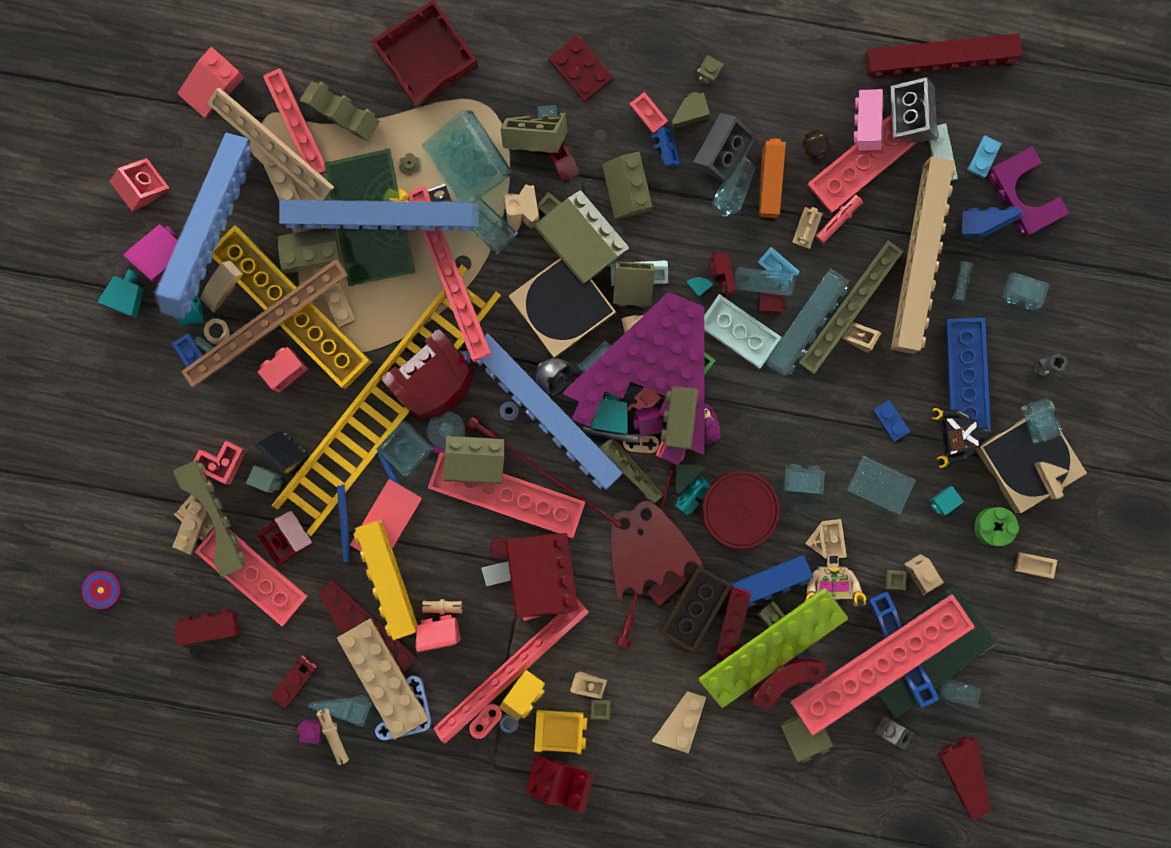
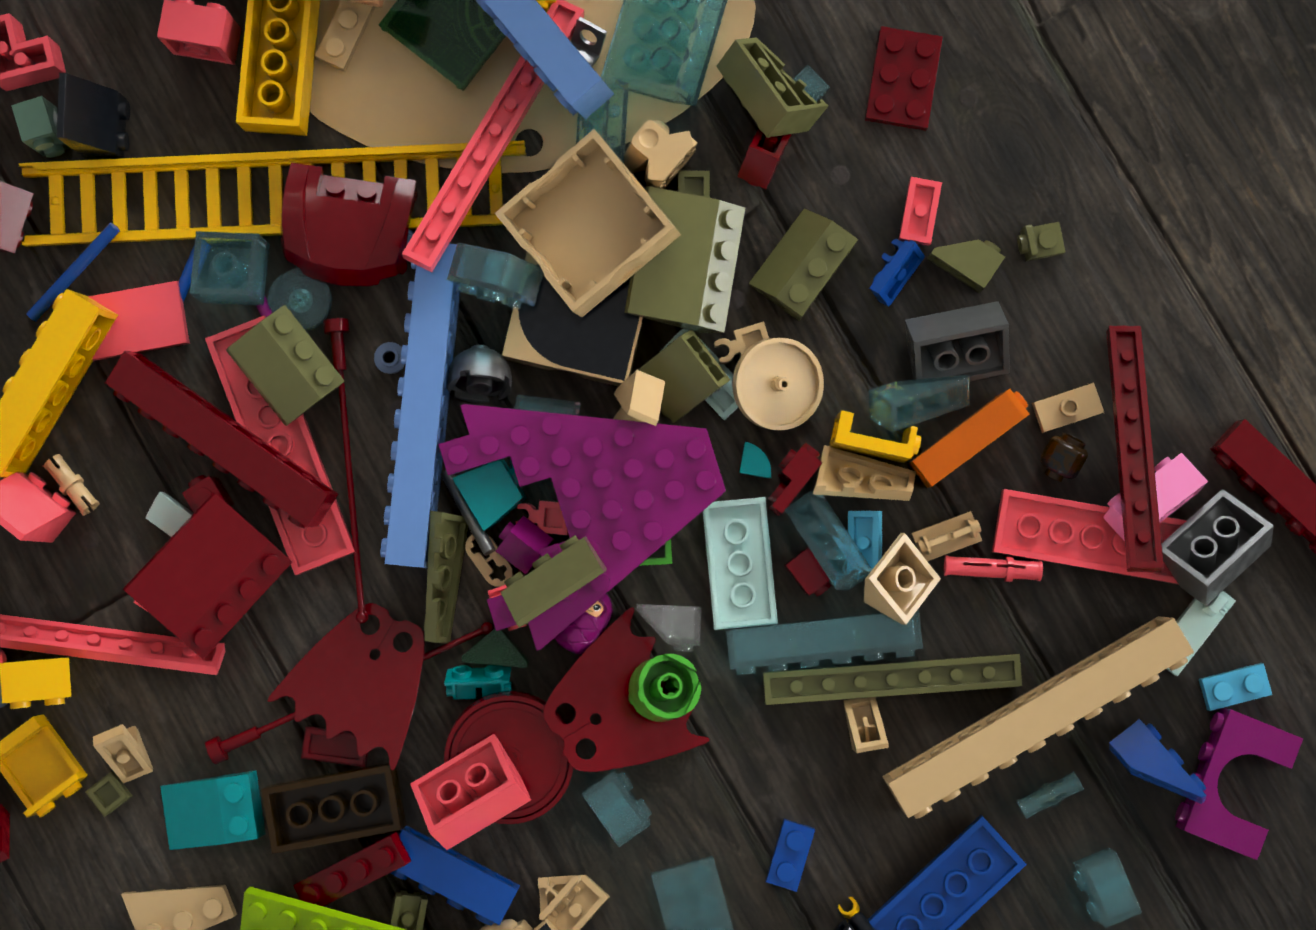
camera: 50 degrees right, 0 degrees up
(482, 518) = (221, 439): none -> dark red brick
(517, 328) = (495, 276): none -> clear light blue brick
(529, 265) = (588, 223): none -> tan tile
(628, 309) = (641, 396): none -> tan slope
(642, 241) = (743, 340): none -> tan plate
(648, 667) = (213, 811): none -> teal slope
(673, 244) = (778, 383): none -> tan piece
(723, 235) = (871, 446): none -> yellow panel
(741, 538) = (469, 792): none -> coral slope
(742, 384) = (674, 624): none -> clear slope
(748, 242) = (861, 477): none -> tan wing
(760, 432) = (601, 686): none -> dark red piece
(768, 412) = (680, 681): none -> bright green brick
(795, 123) = (1067, 407): none -> tan plate
(810, 265) = (900, 581): none -> tan slope
(840, 109) = (1134, 450): none -> dark red plate

